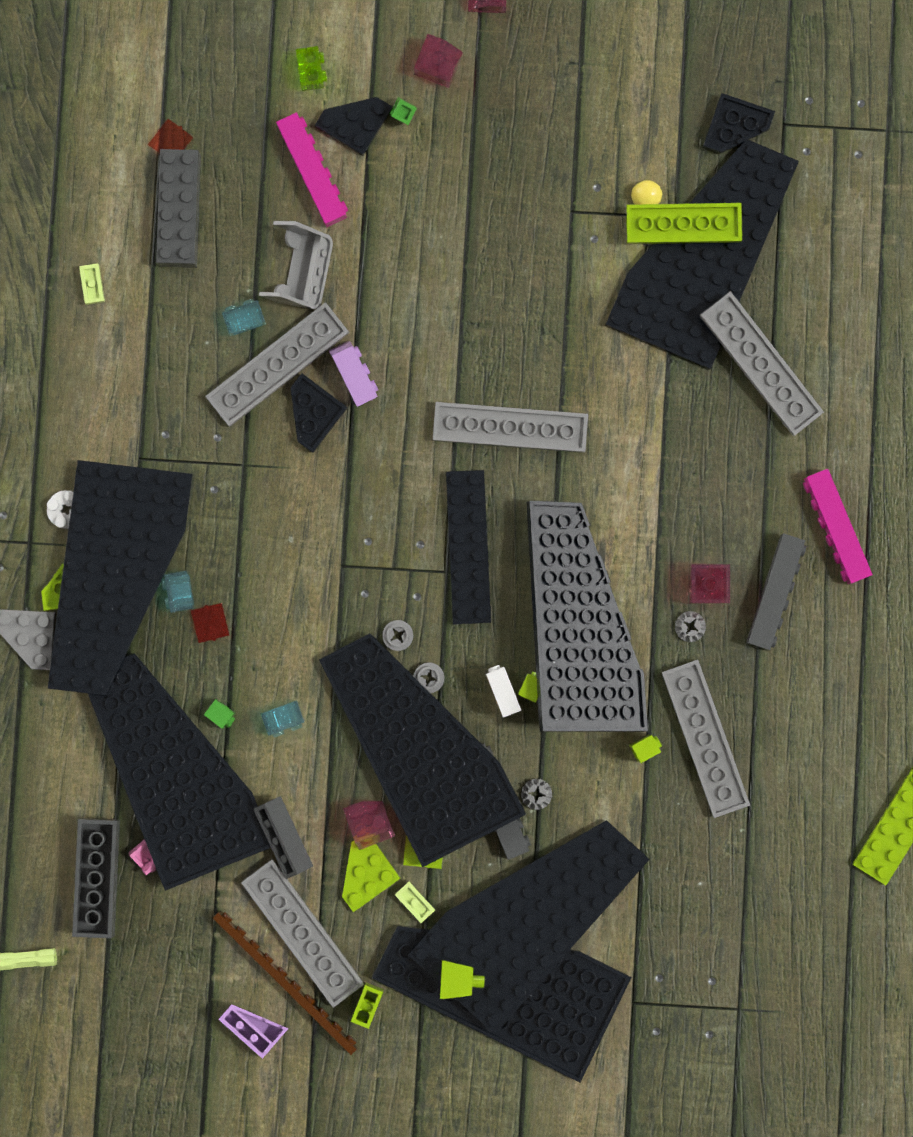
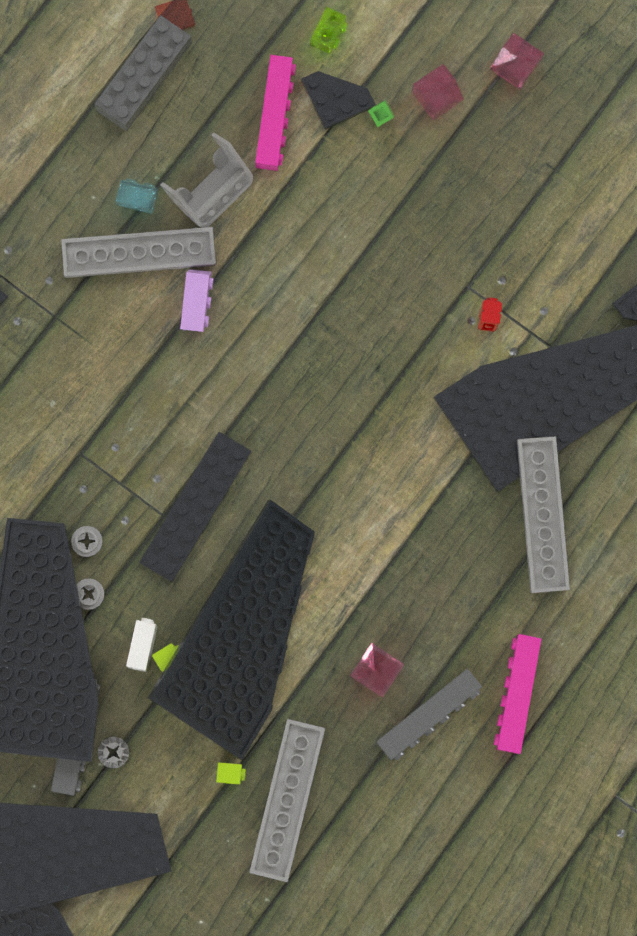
camera: 25 degrees right, 5 degrees down
(92, 284) = (31, 88): yellowish green plate -> none
(314, 412) = (142, 311): black plate -> none
(510, 427) = (297, 430): light grey plate -> none
(608, 224) = (489, 314): none -> red brick
(646, 193) = (539, 312): light yellow hair -> none
(681, 628) = (334, 705): light grey gear -> none
(684, 223) = (554, 355): lime plate -> none

